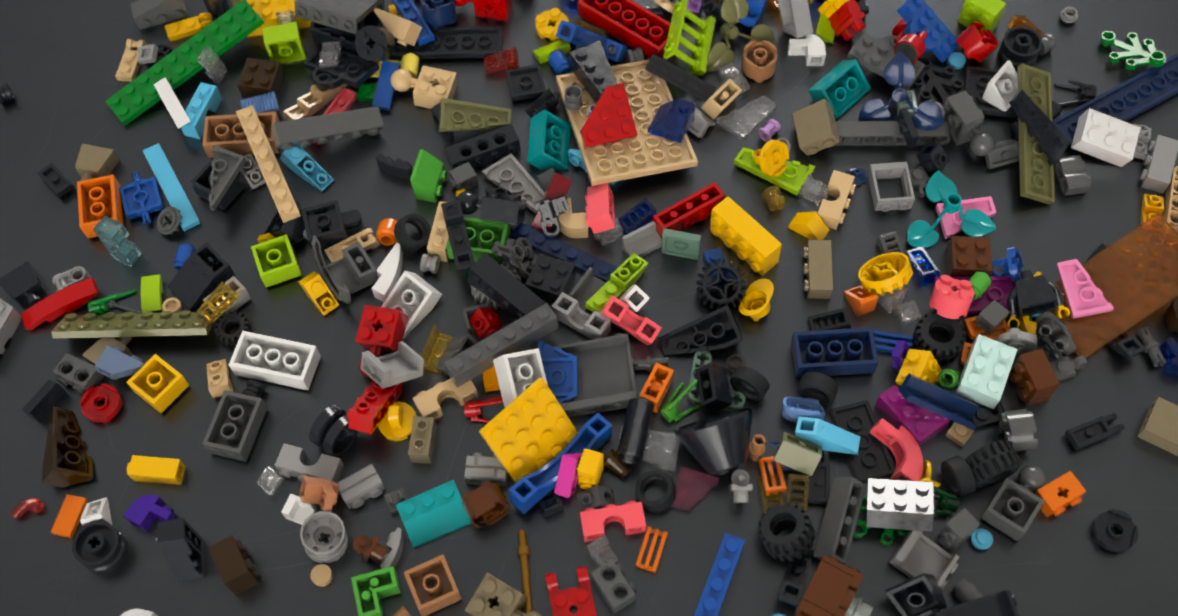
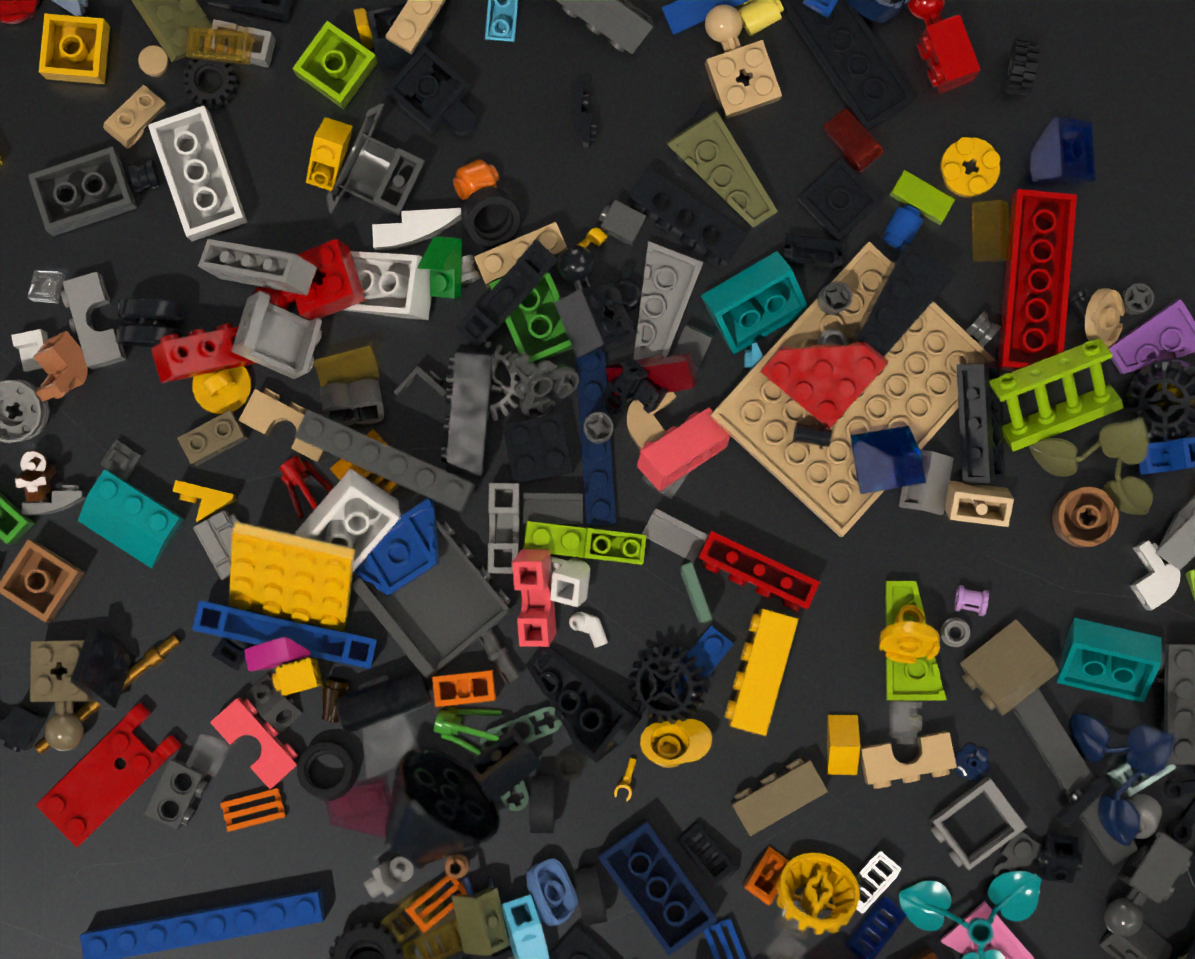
camera: 55 degrees right, 25 degrees up
(199, 352) = (153, 61): none -> tan tile
(335, 252) = (423, 145): tan plate -> none
(347, 351) = (257, 266): none -> light grey brick
(360, 487) = (108, 404): light grey brick -> none
(421, 266) = (445, 263): none -> green slope
(428, 177) = (589, 177): bright green slope -> none
(454, 462) = (211, 500): none -> yellow slope
(485, 322) = (420, 408): red brick -> none
(485, 504) = (175, 576): reddish brown brick -> none
(509, 576) = (101, 668): none -> black plate
(560, 240) = (596, 424): none -> flat silver wheel
(583, 37) = (964, 220): blue arch -> none
(638, 140) = (812, 435): none -> black pin
(639, 208) = (734, 508): clear blue slope -> none
(663, 310) = (589, 624): none -> white arm
(732, 71) = (1035, 494): clear slope -> none
(748, 118) = (973, 556): clear wing -> none
(762, 340) = (625, 783): none -> yellow hand
(774, 199) = (853, 678): clear yellow wheel -> none

